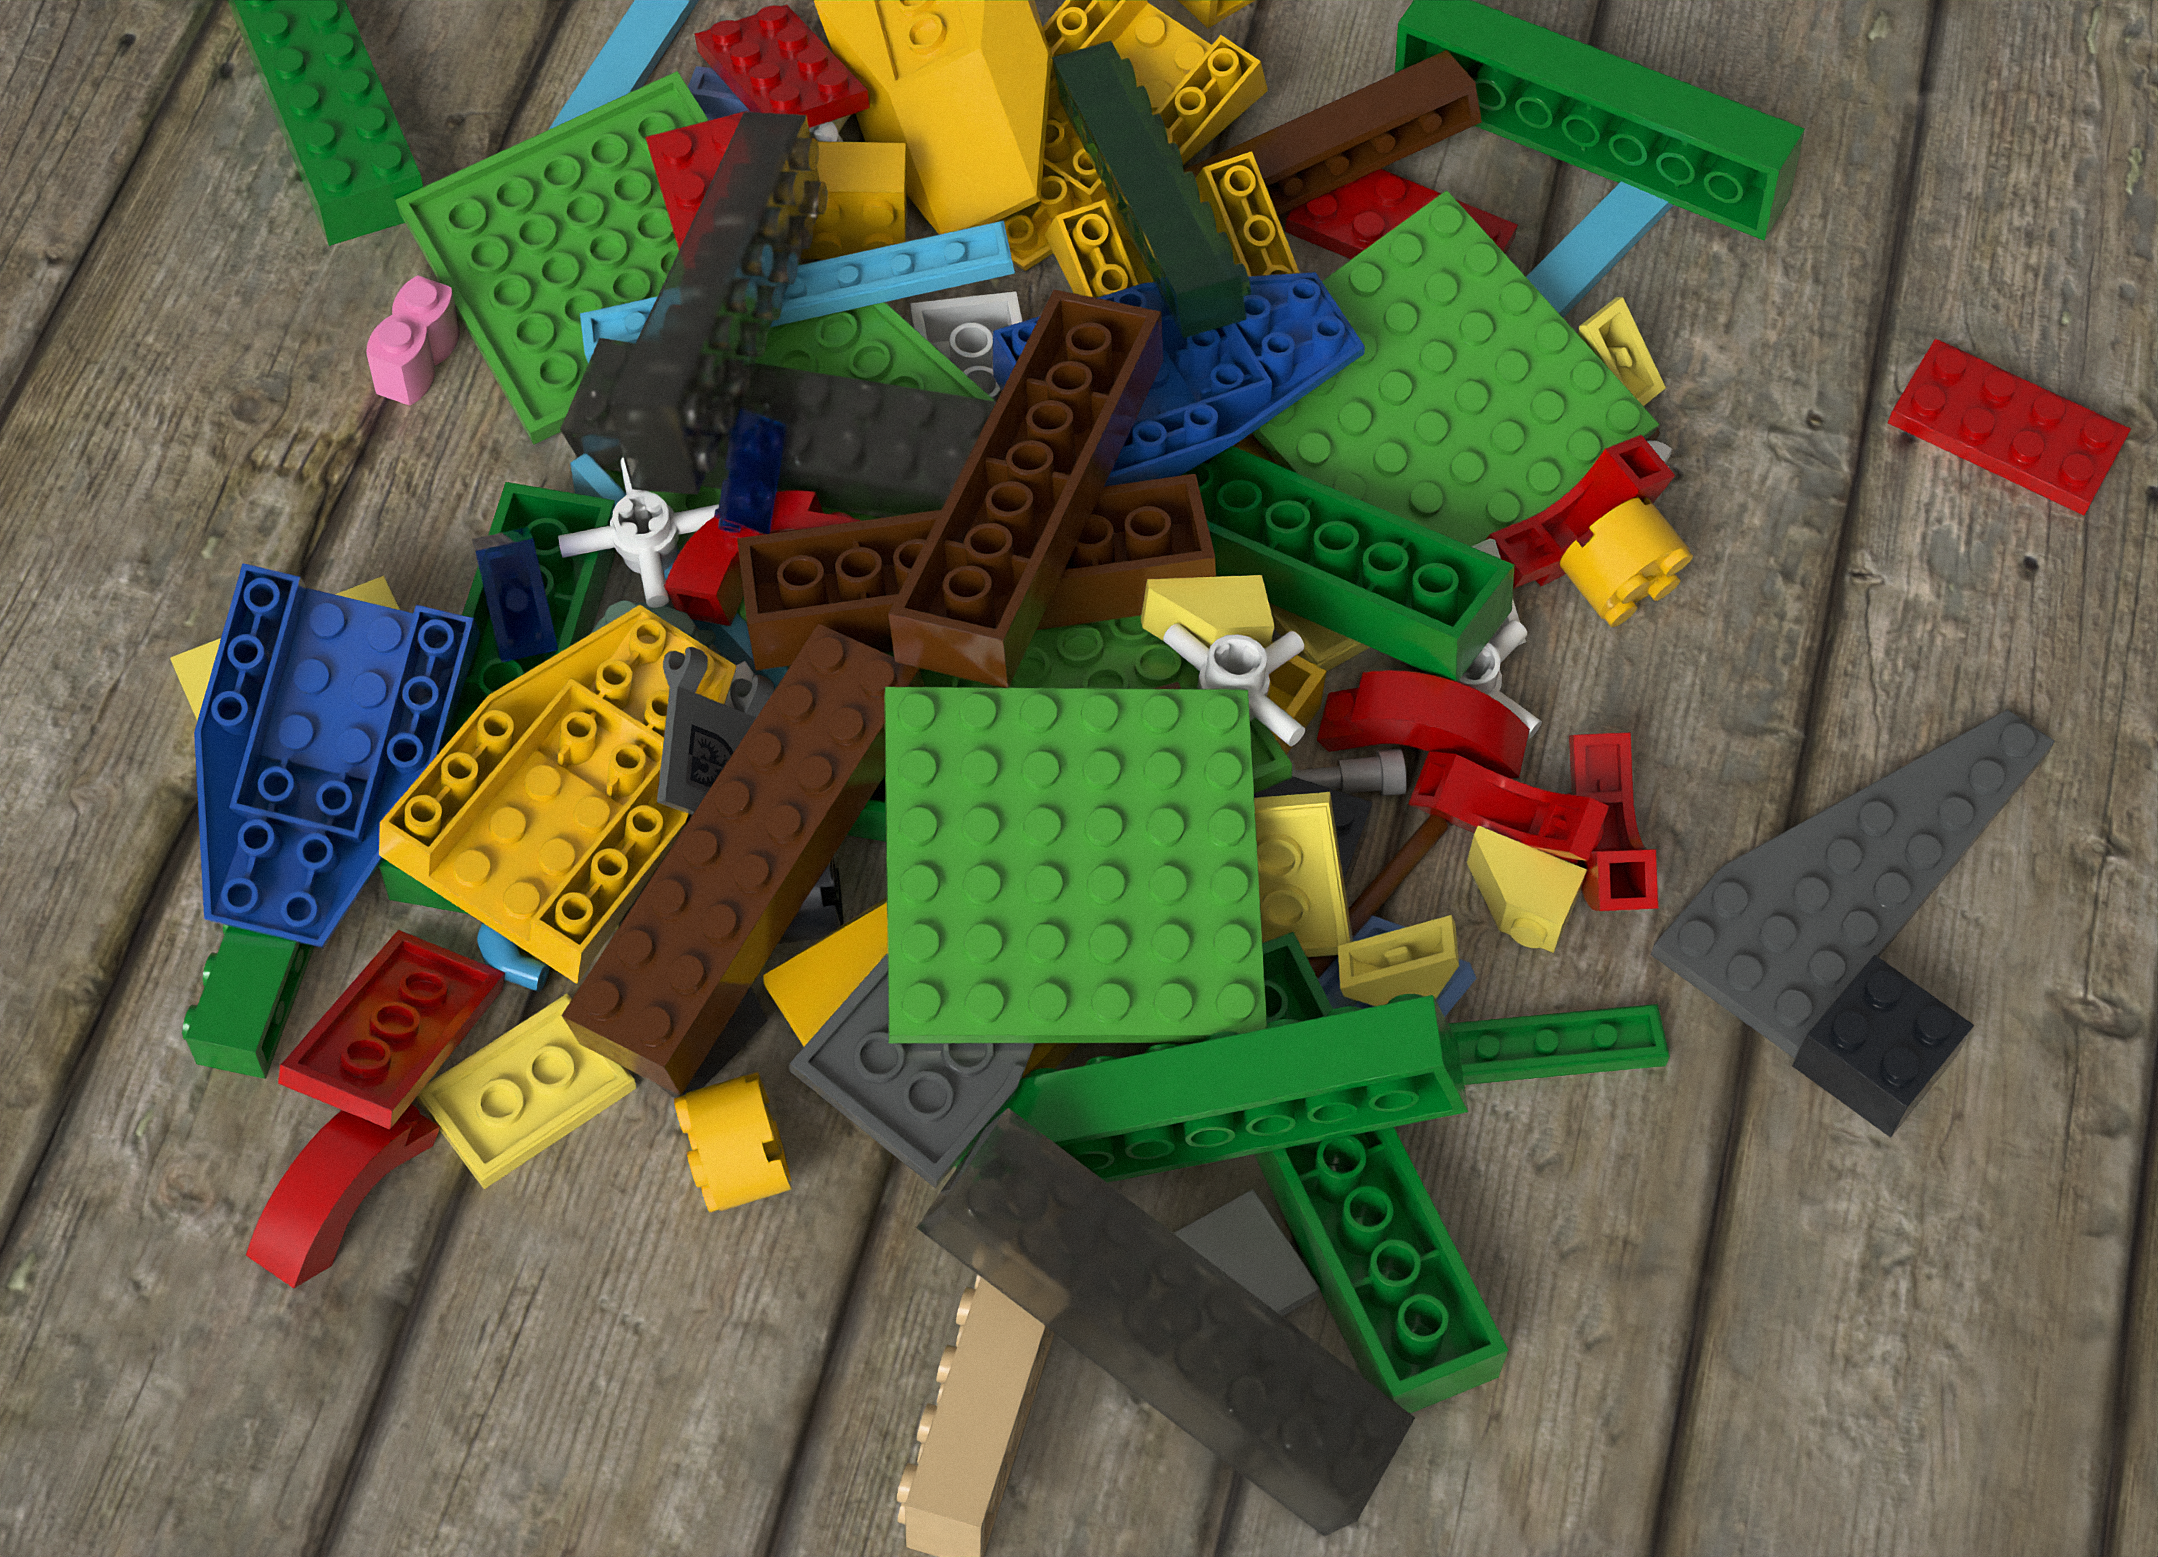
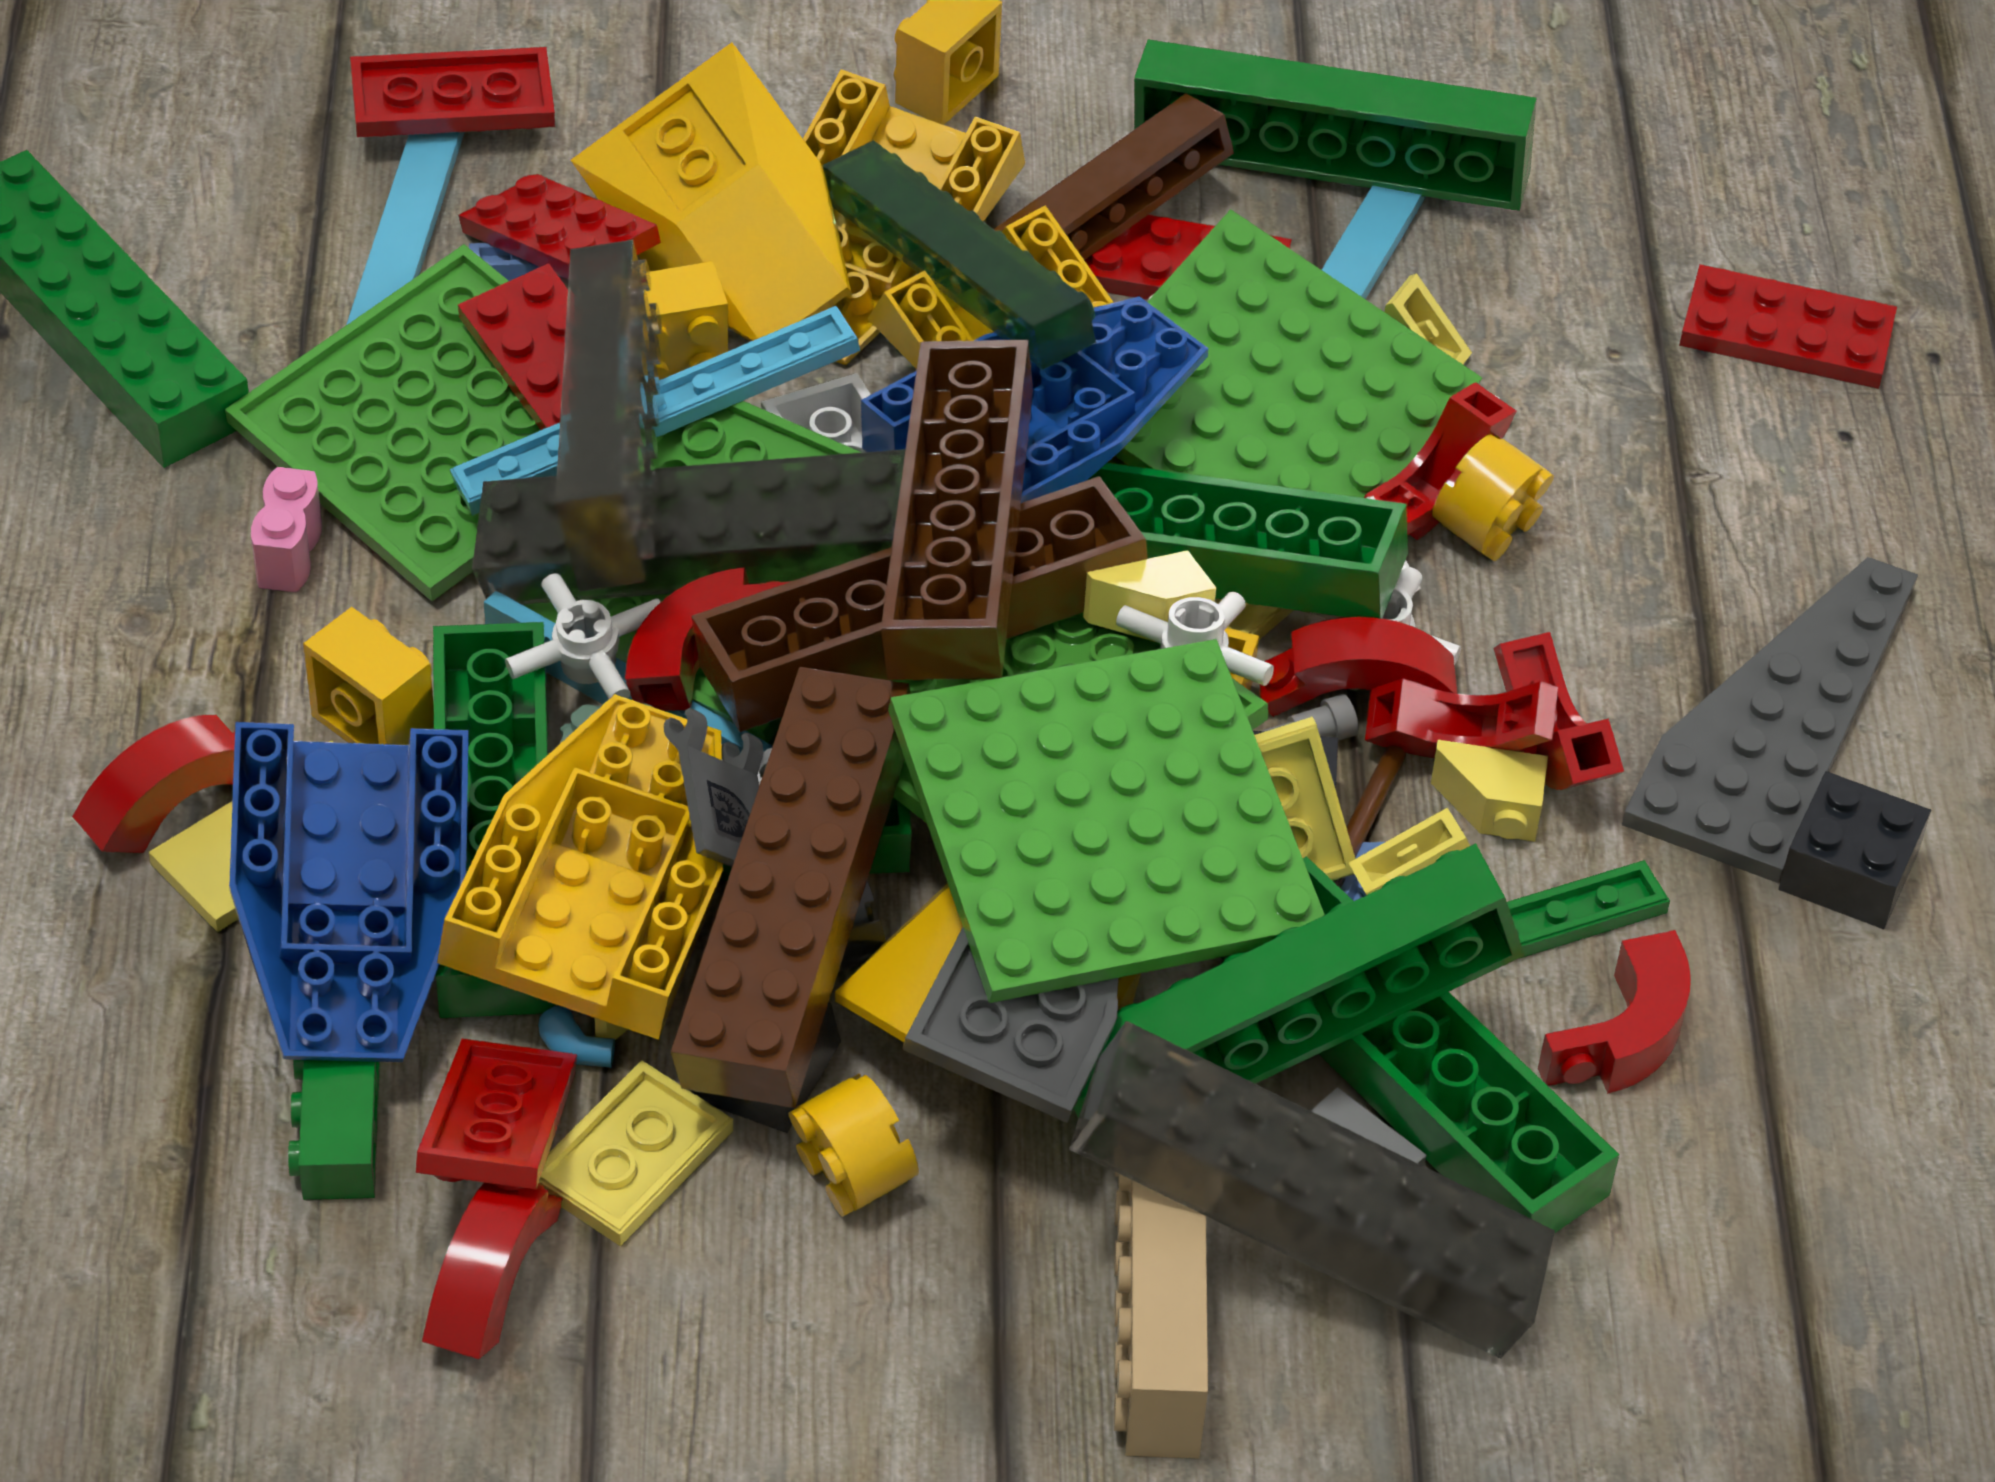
camera: 15 degrees left, 10 degrees down
(191, 582) = (152, 779): none -> red arch
(426, 528) = (367, 682): none -> yellow brick
(515, 594) = (482, 700): clear blue slope -> none
(753, 476) = (681, 543): clear blue hinge -> none
(1590, 1207) = (1638, 1041): none -> red arch

